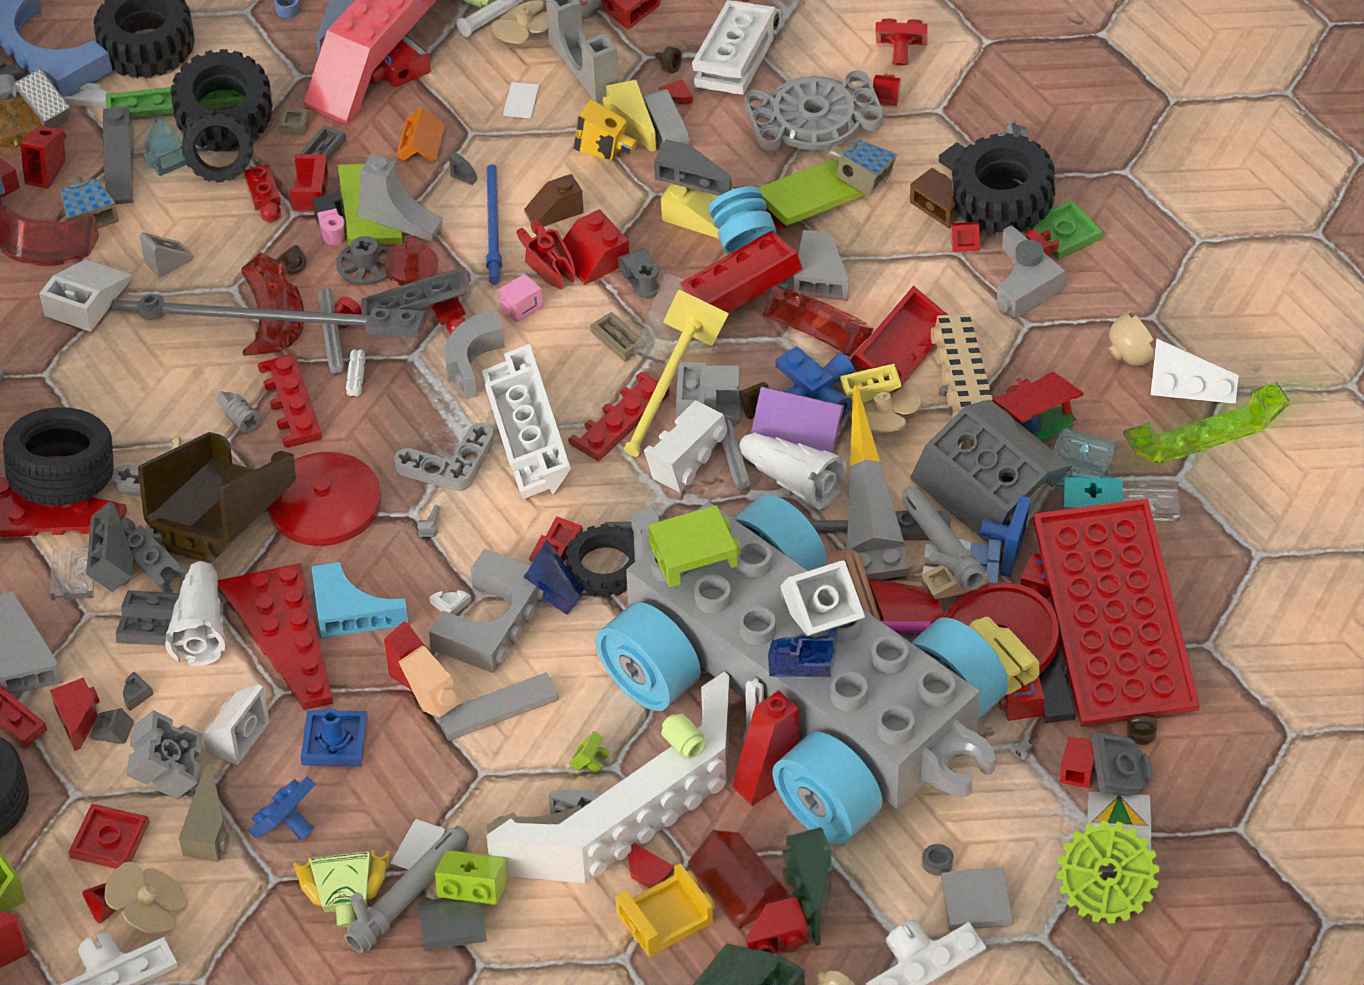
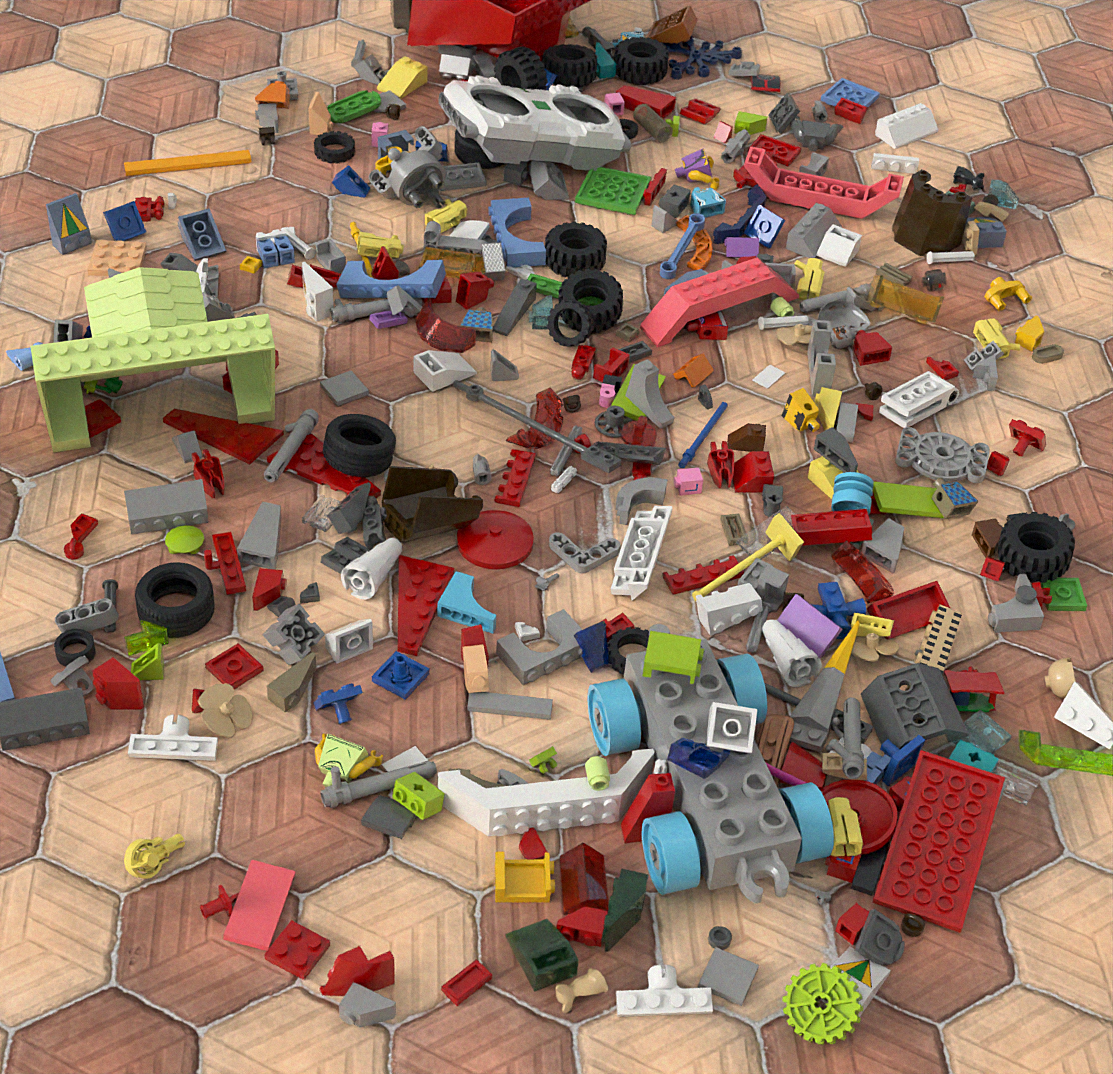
camera: 25 degrees right, 5 degrees down
(916, 564) = (835, 721): none -> light grey piece

